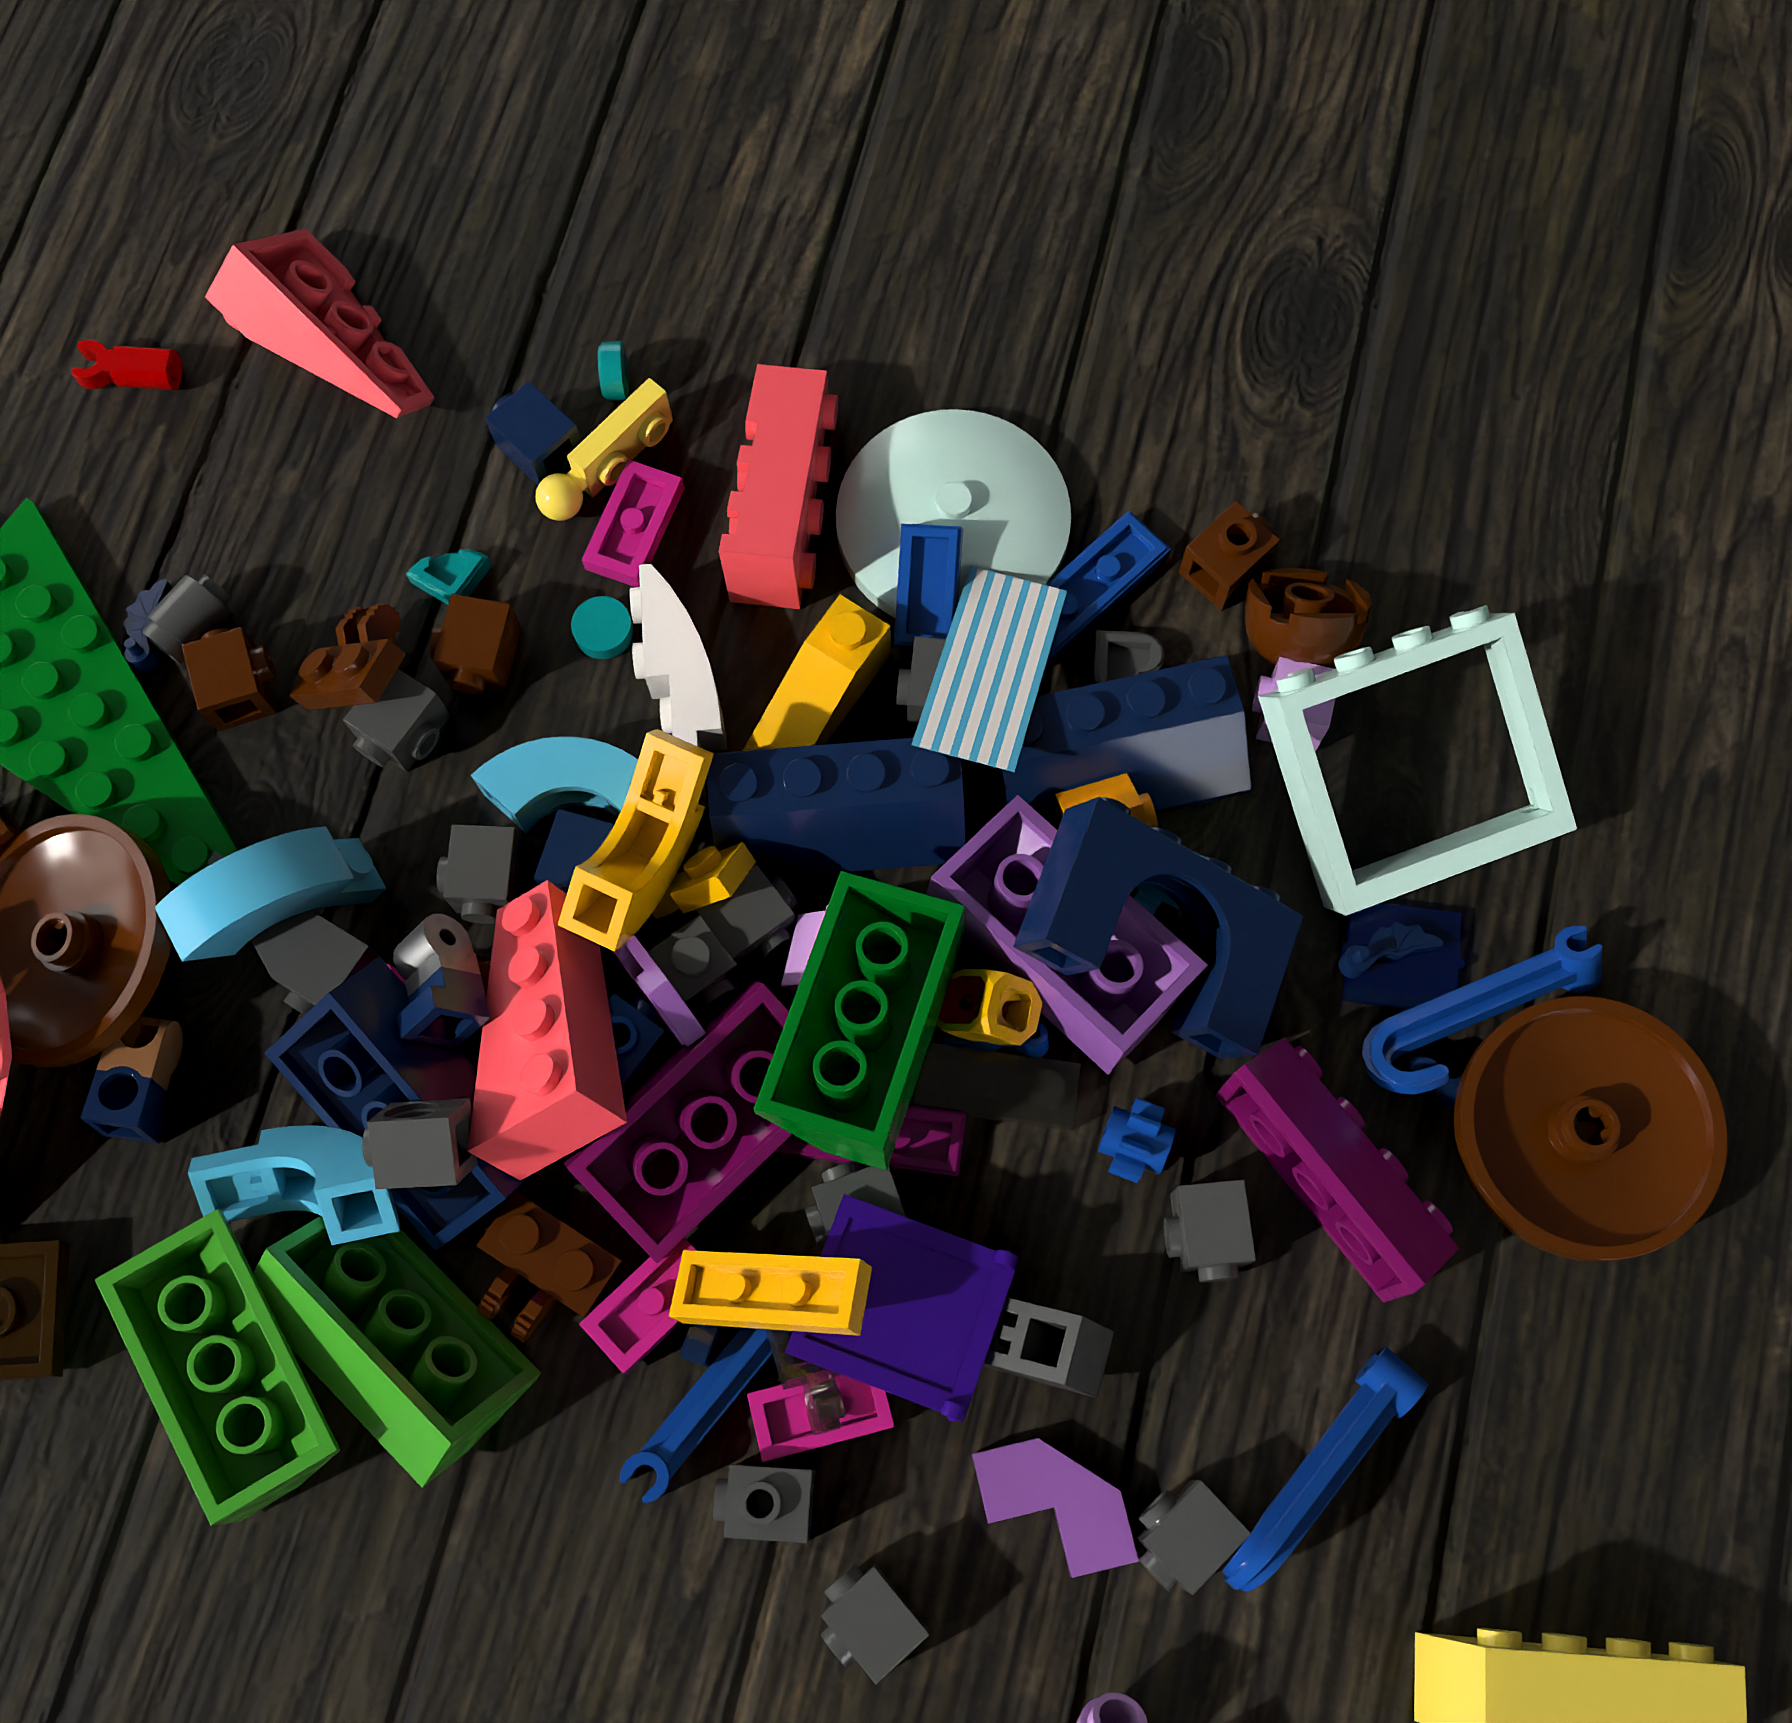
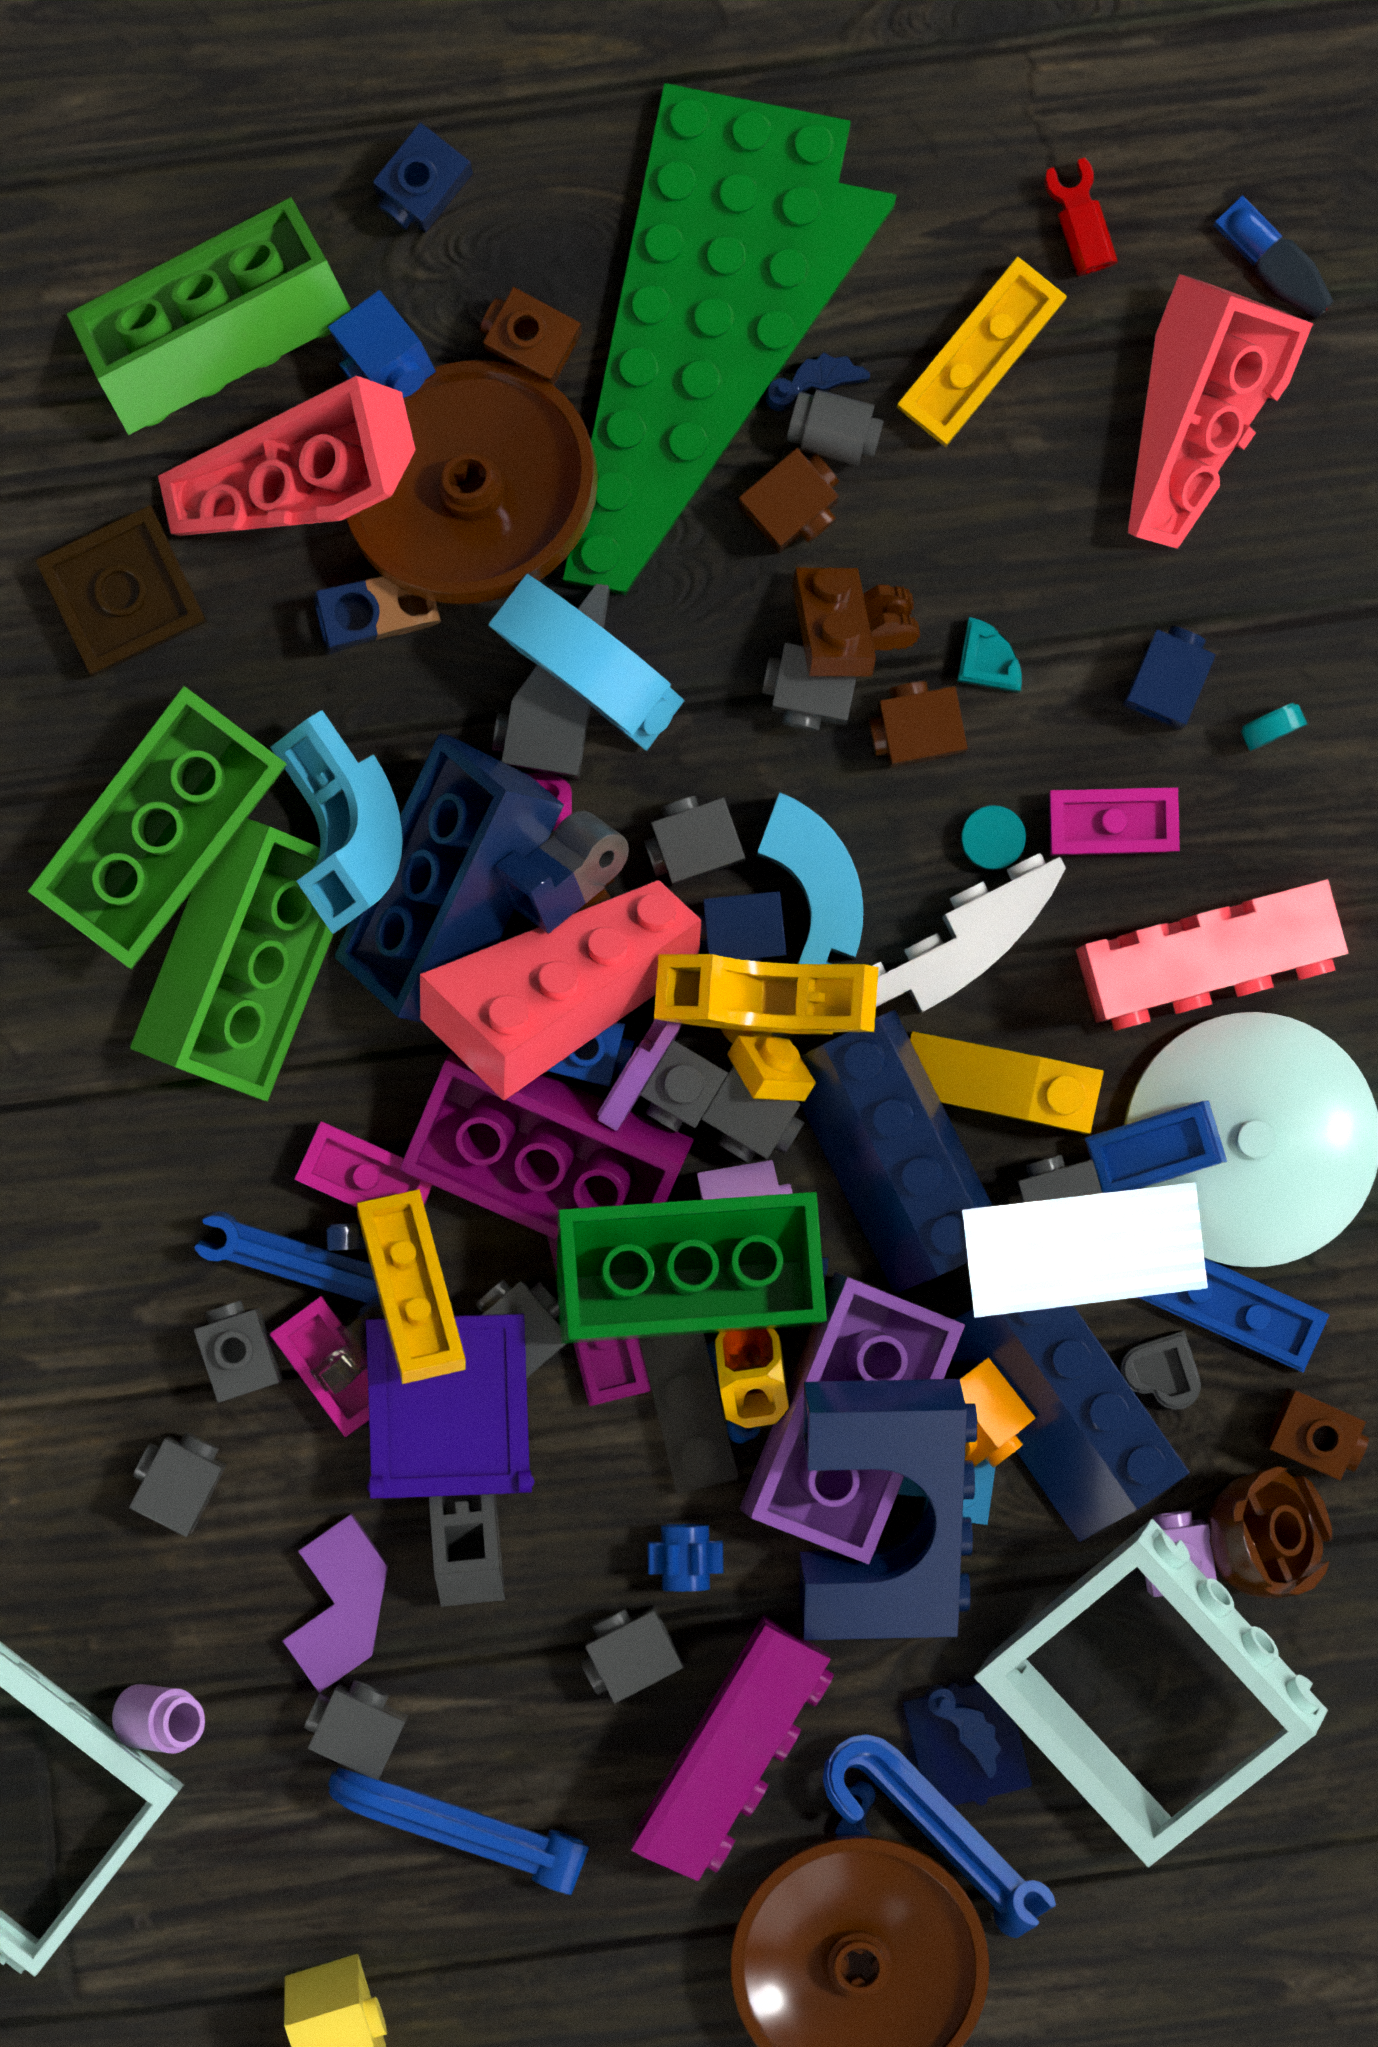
camera: 65 degrees right, 15 degrees up
(191, 481) = (981, 351): none -> yellow plate
(207, 251) = (1276, 260): none -> piece
(419, 1144) = (409, 930): dark grey brick -> none
(549, 1256) = (369, 1064): reddish brown hinge -> none
(603, 454) = (1114, 736): light yellow plate -> none

